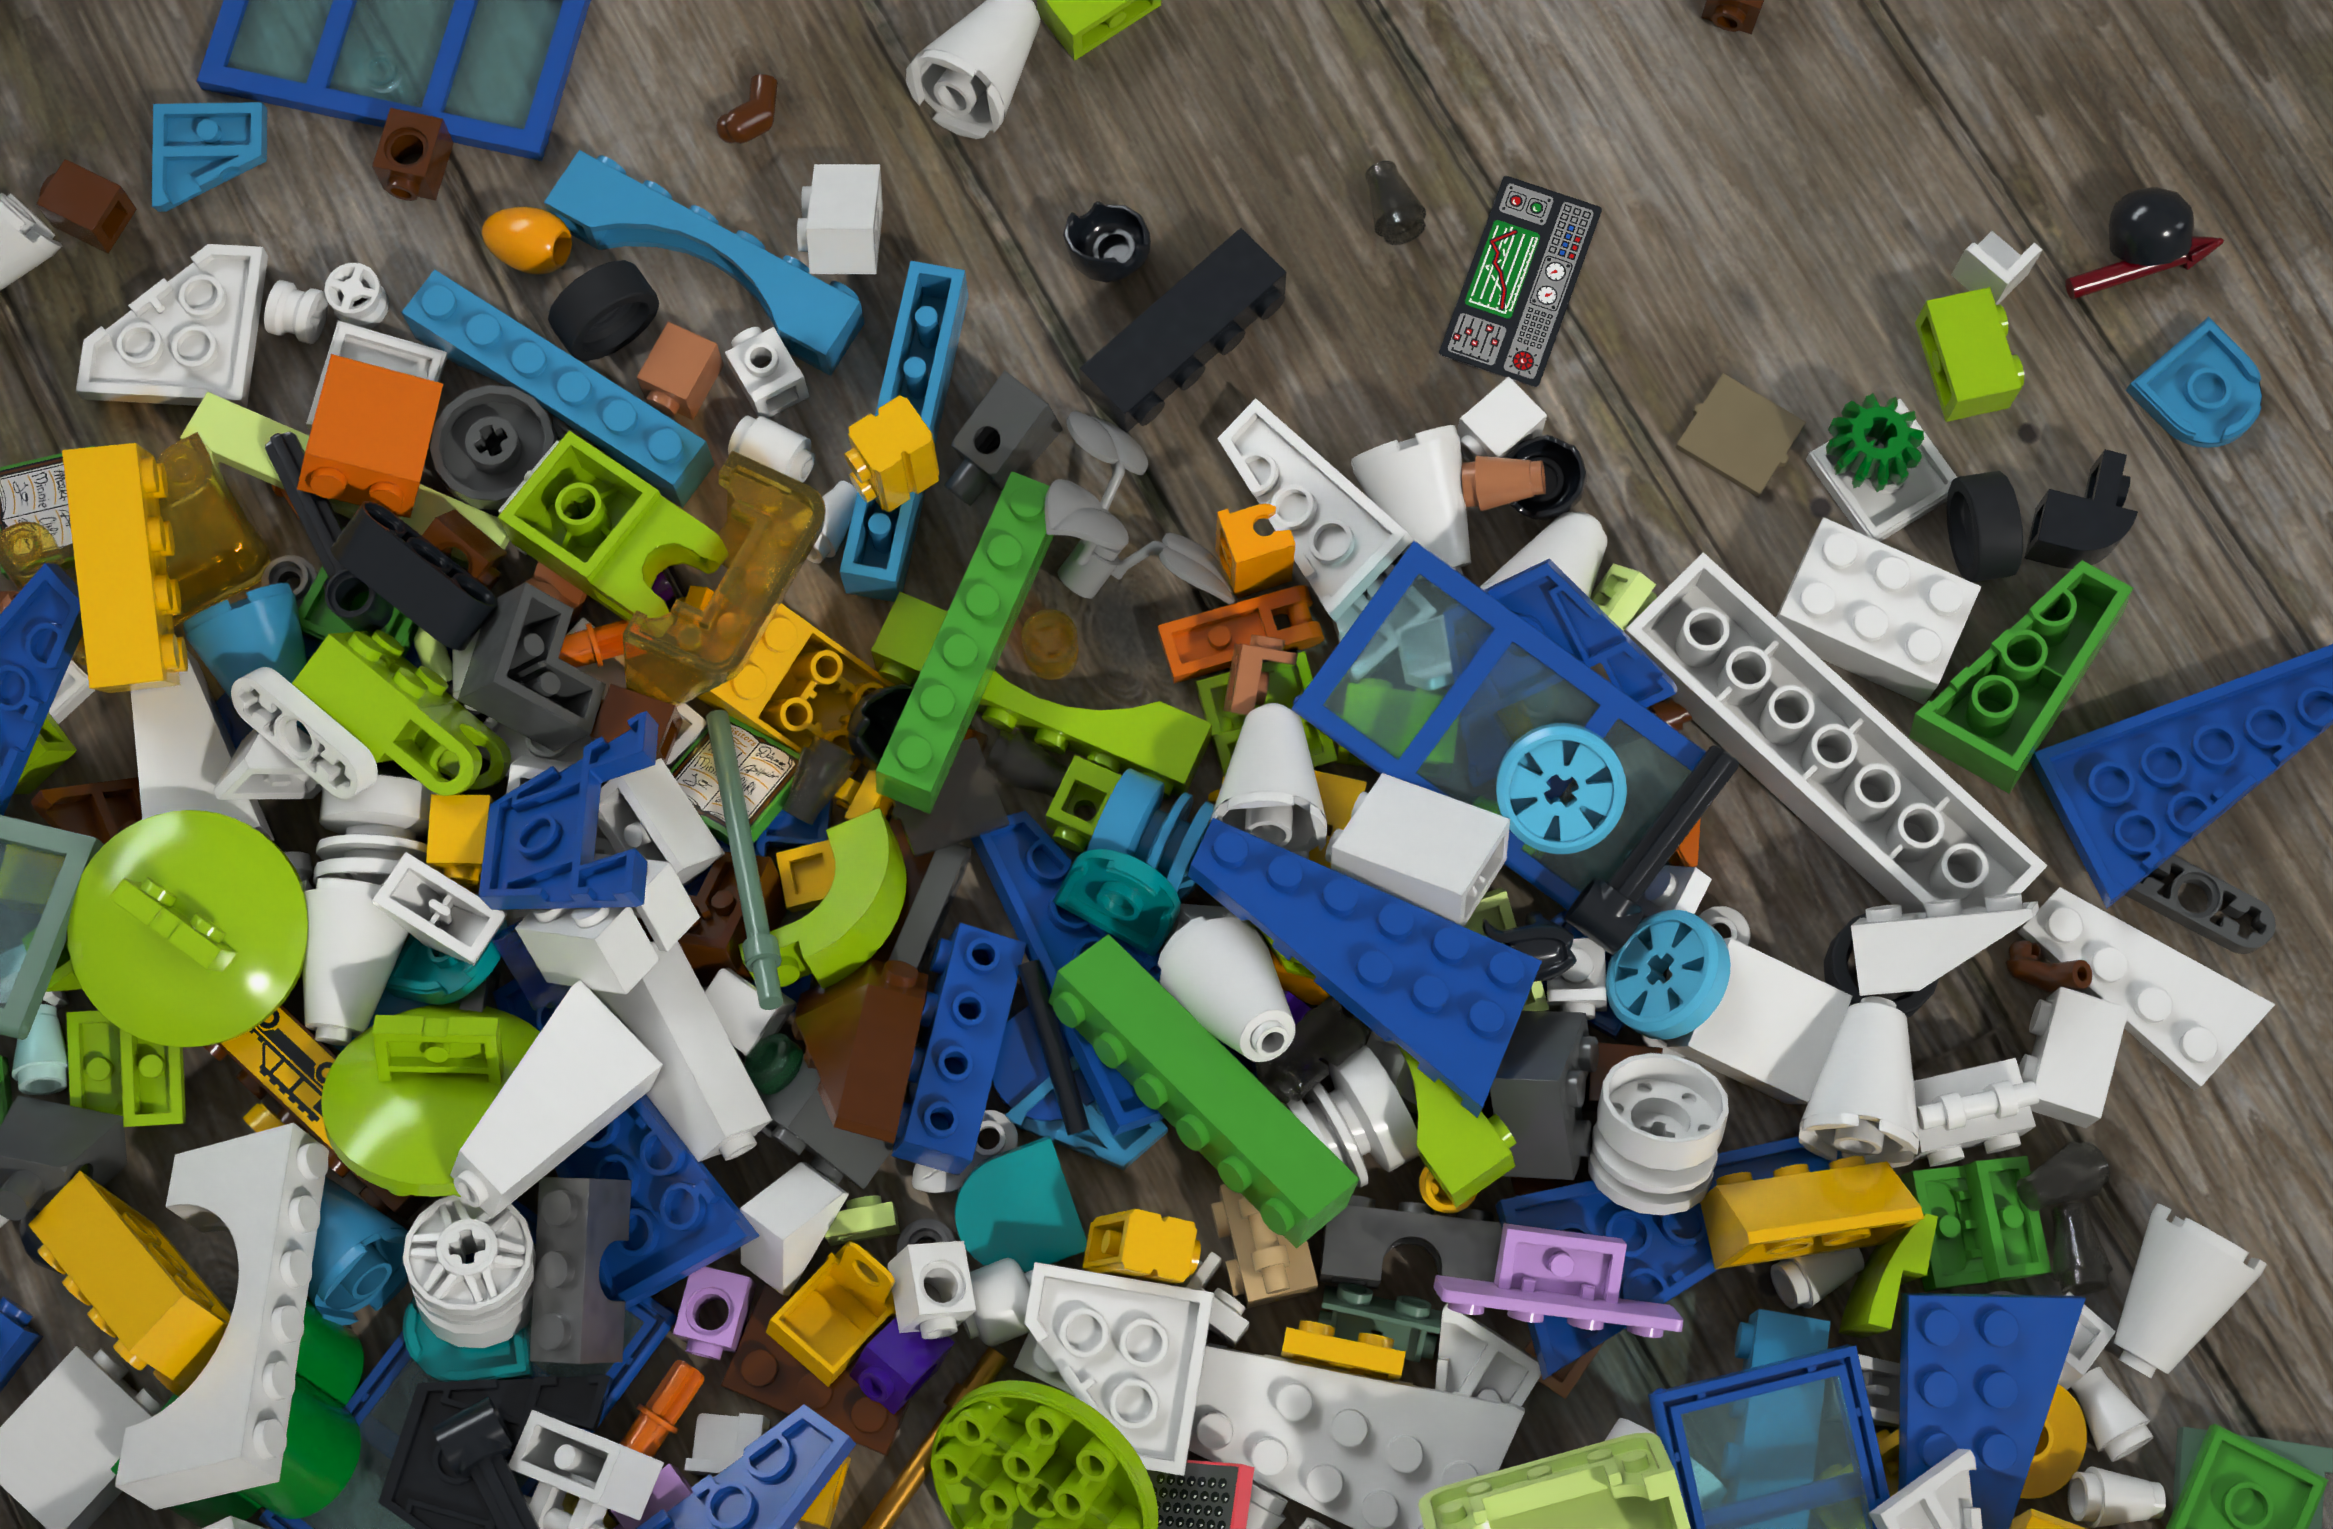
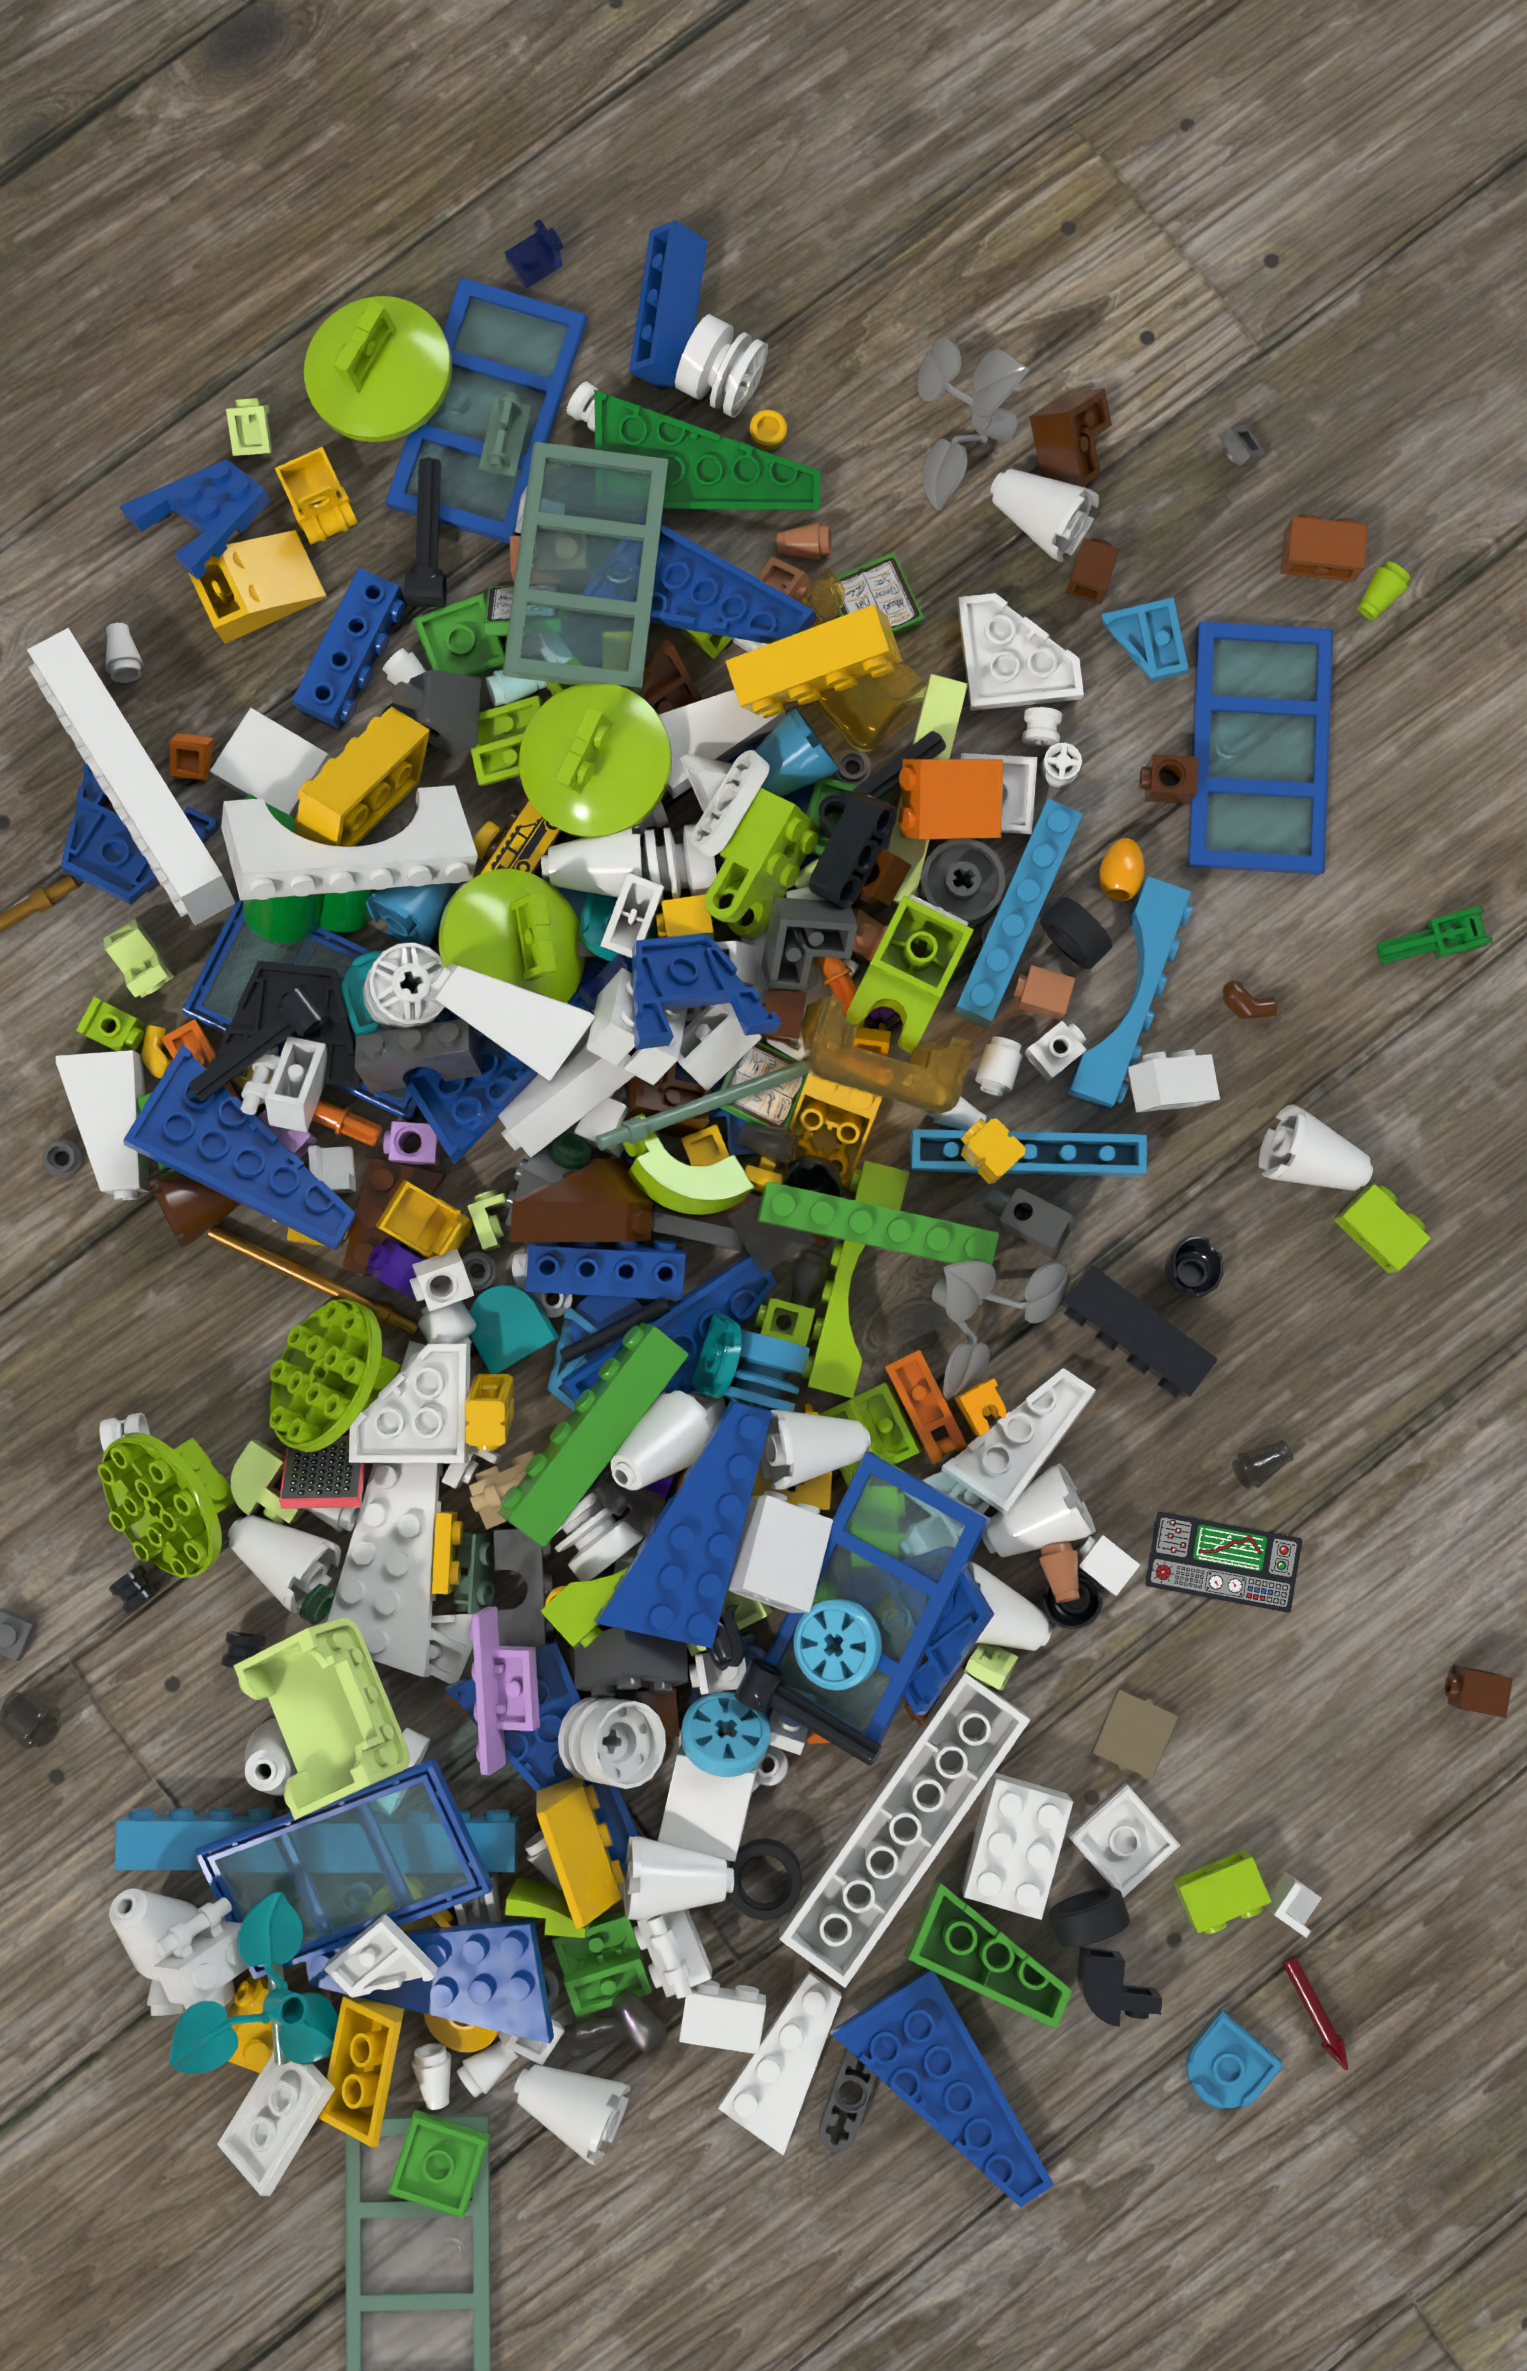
camera: 80 degrees right, 10 degrees up
(791, 1224) = (472, 1182): white slope -> none
(1053, 633) = (897, 1274): clear yellow wheel -> none
(1246, 681) = (888, 1416): nougat bracket -> none
(1862, 457) = (1126, 1842): green gear -> none
(1915, 949) = (771, 1907): white slope -> none
(2027, 967) = (782, 1979): reddish brown arm -> none
(2151, 227) = (1344, 2015): black hair -> none

